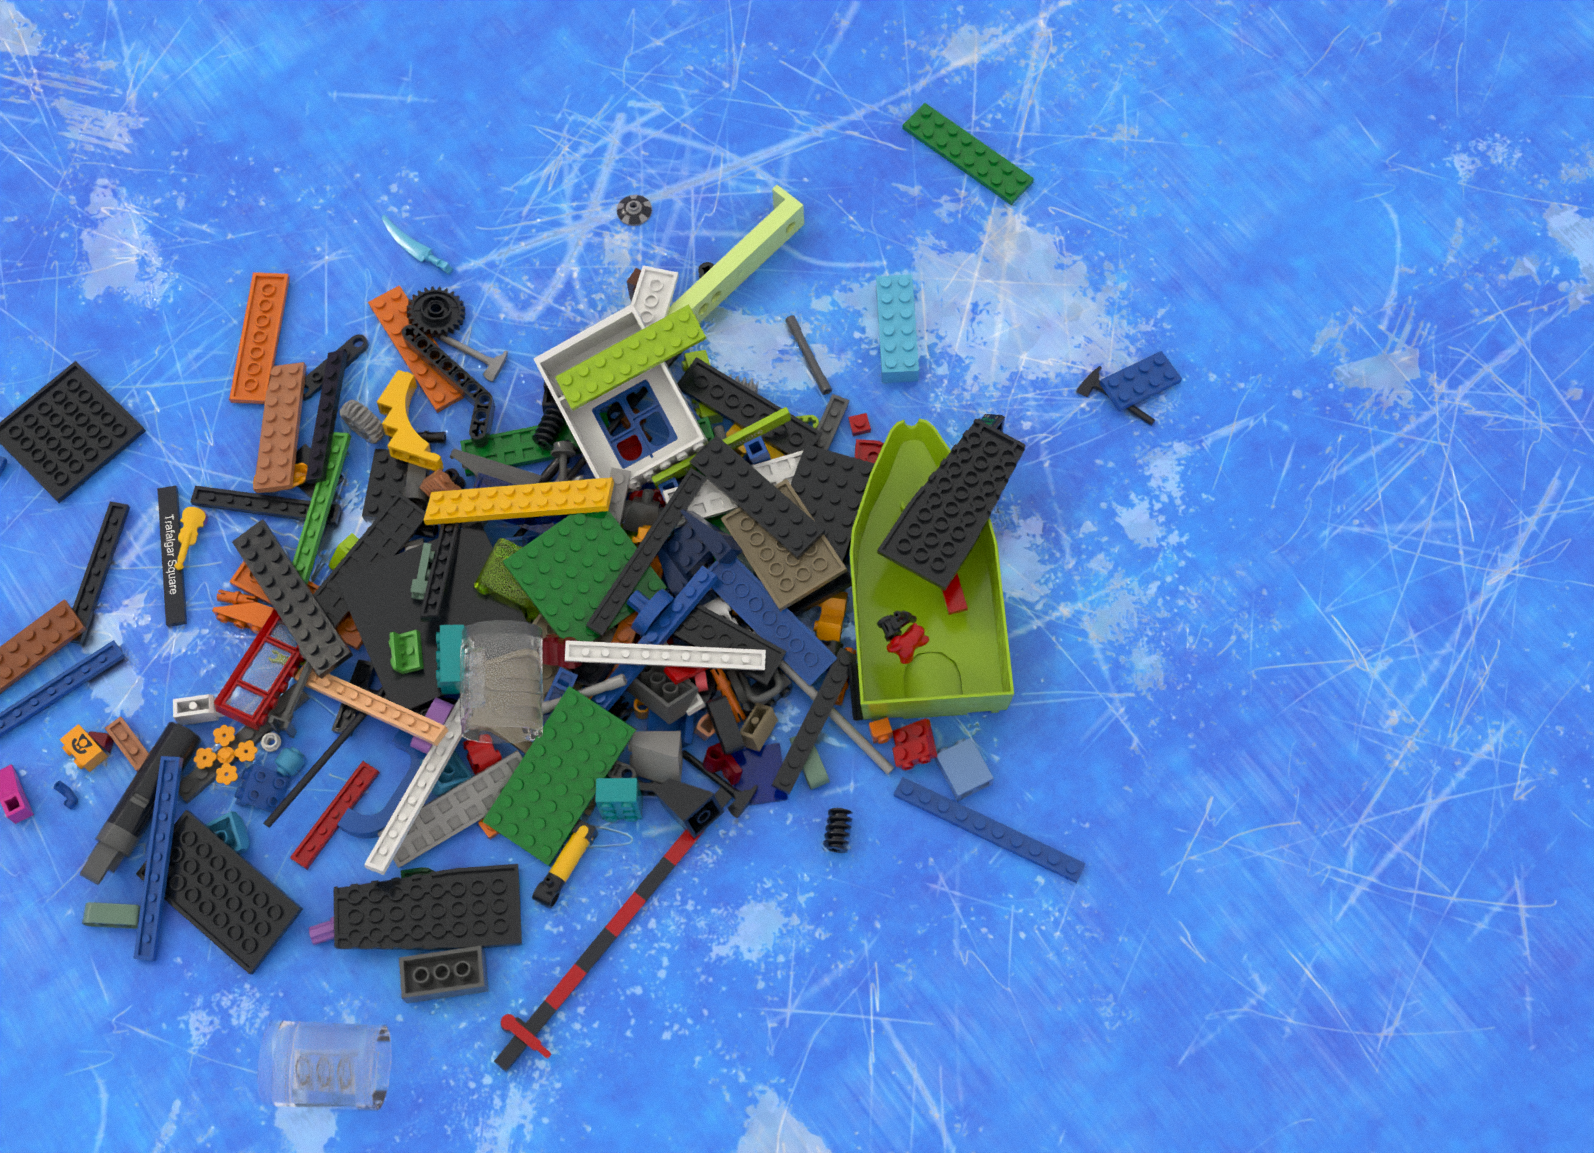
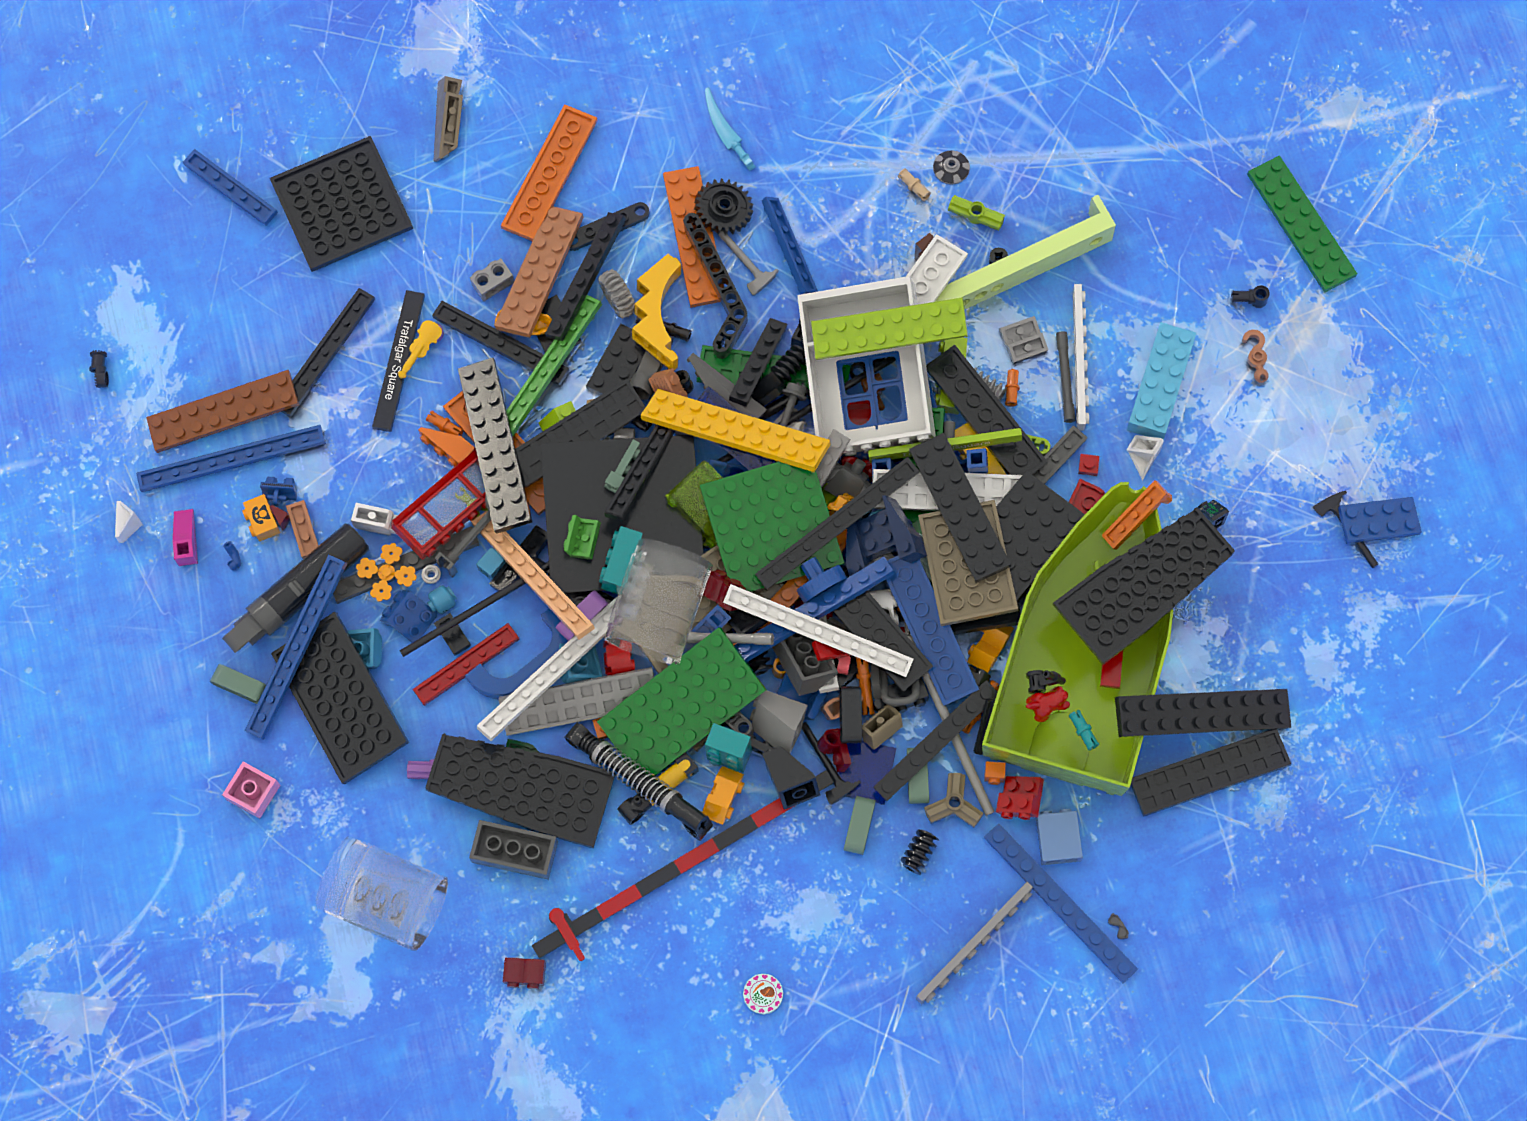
camera: 20 degrees right, 5 degrees up
(94, 716) = (279, 491): none -> blue hips
(144, 320) = (447, 116): none -> dark tan wedge
(159, 1013) = (251, 790): none -> bright pink brick
(240, 453) = (495, 283): none -> light grey brick
(313, 792) = (453, 637): none -> black plate
(326, 710) = (490, 563): none -> dark azure brick
(496, 1090) = (524, 972): none -> dark red brick
(507, 323) = (789, 245): none -> blue plate
(518, 437) = (758, 362): none -> black plate
(535, 457) = (768, 389): none -> black panel
(580, 869) = (668, 800): none -> black piece
(606, 235) = (914, 184): none -> tan pin
(629, 847) = (725, 788): none -> light orange brick
(681, 240) = (986, 217): none -> lime piece
(738, 1022) = (763, 994): none -> tile
(757, 335) = (1023, 339): none -> light grey slope
(764, 381) = (1012, 387): none -> orange axle
(771, 827) = (859, 825): none -> sand green beam
(812, 327) = (1081, 365): none -> white plate
(850, 762) = (955, 791): none -> dark tan piece
(905, 395) = (1143, 452): none -> white slope
(920, 906) = (969, 949): none -> light grey plate
(922, 446) = (1136, 514): none -> orange piece
(948, 229) = (1250, 296): none -> black pin
(951, 656) = (1084, 730): none -> teal pin
(974, 278) = (1257, 356): none -> nougat piece
(1047, 827) = (1116, 921): none -> dark grey piece
(1051, 603) = (1202, 712): none -> black plate
(1079, 658) = (1210, 772): none -> black plate

